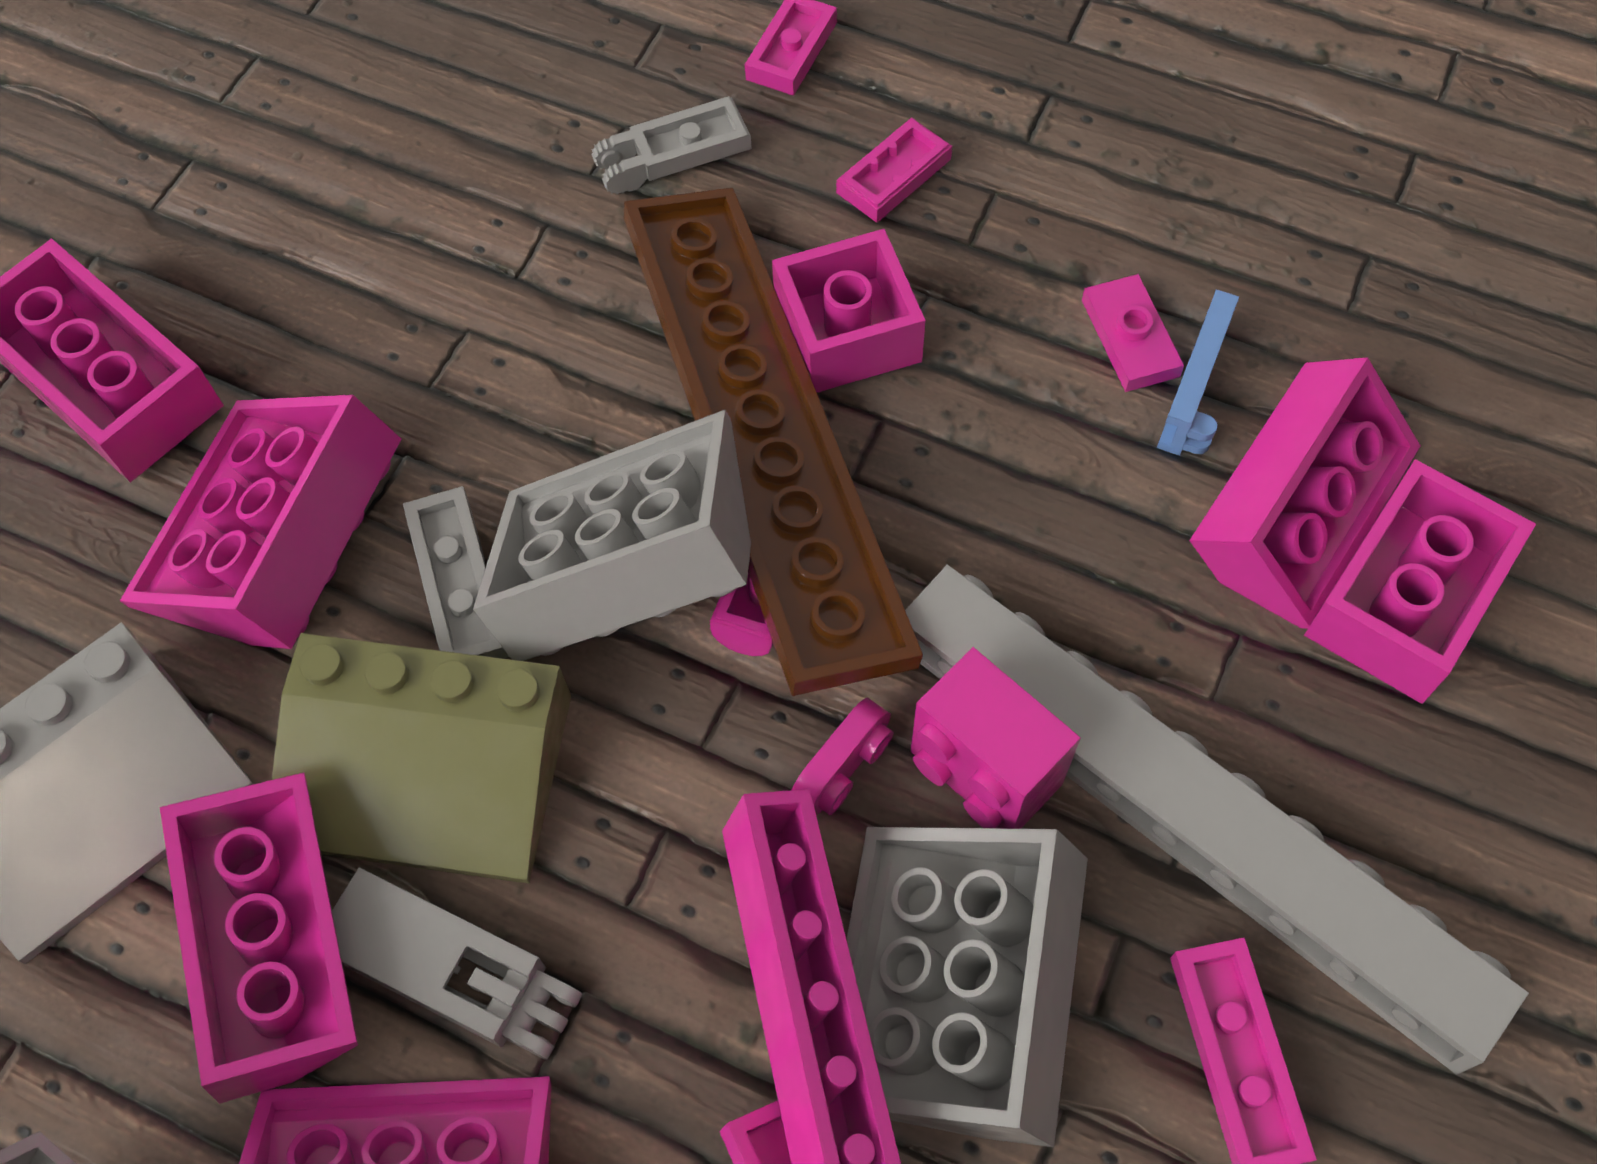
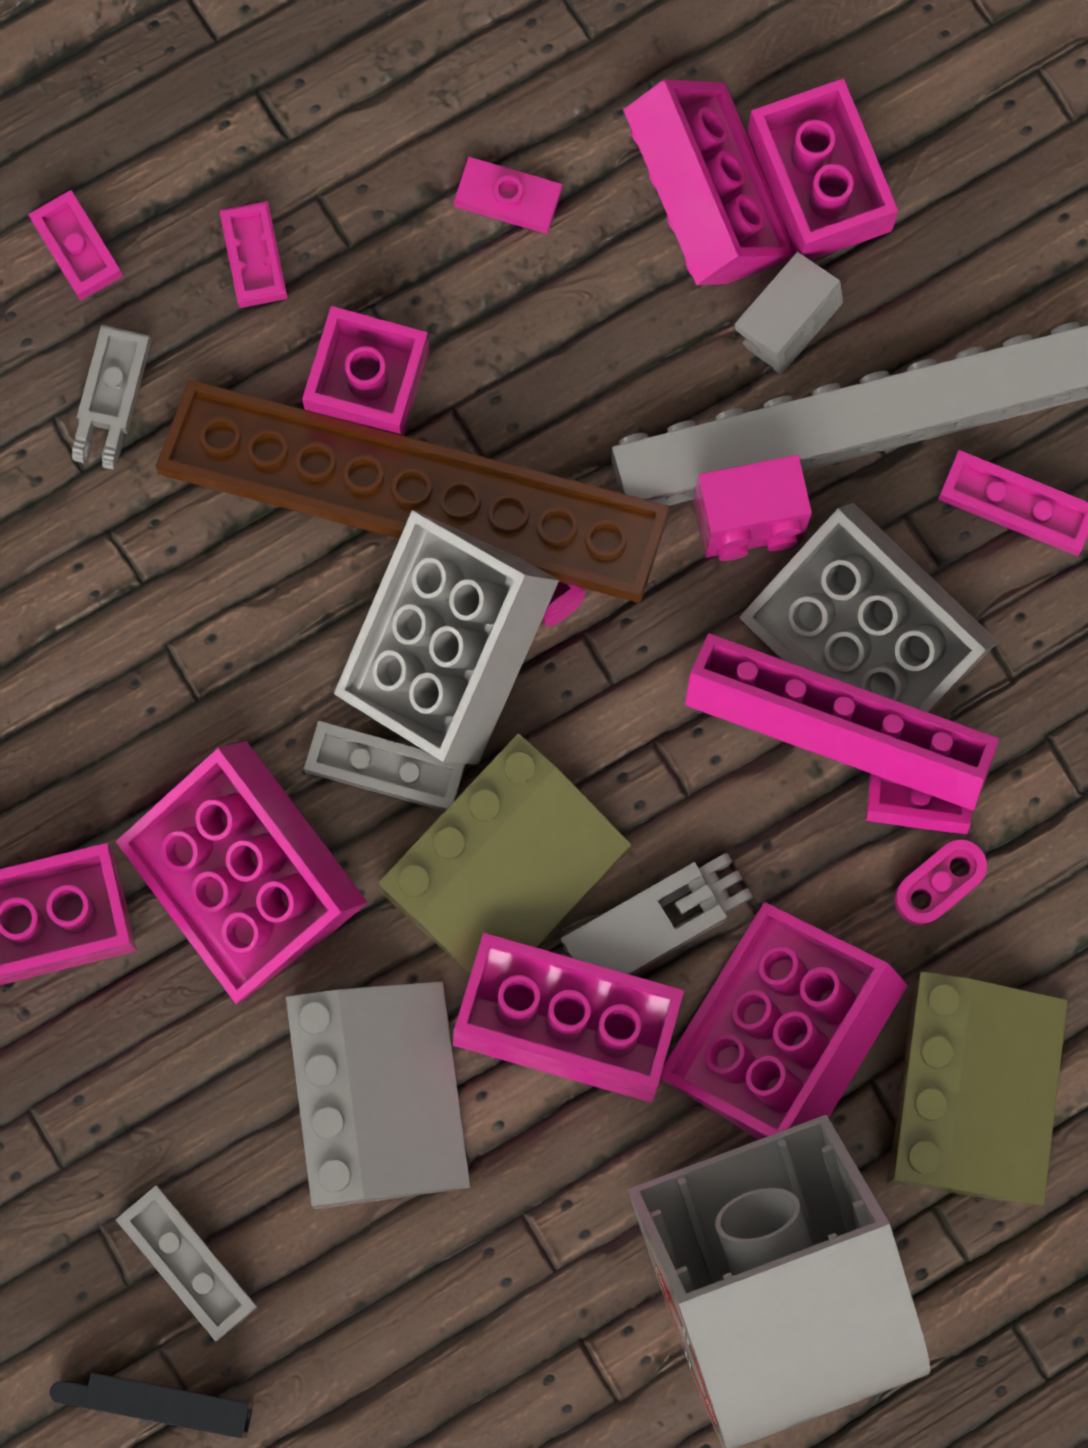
camera: 60 degrees left, 15 degrees up
(858, 738) = (684, 581): dark pink plate -> none
(1185, 426) = (604, 220): medium blue hinge -> none
(1243, 655) = (790, 312): none -> light grey hinge

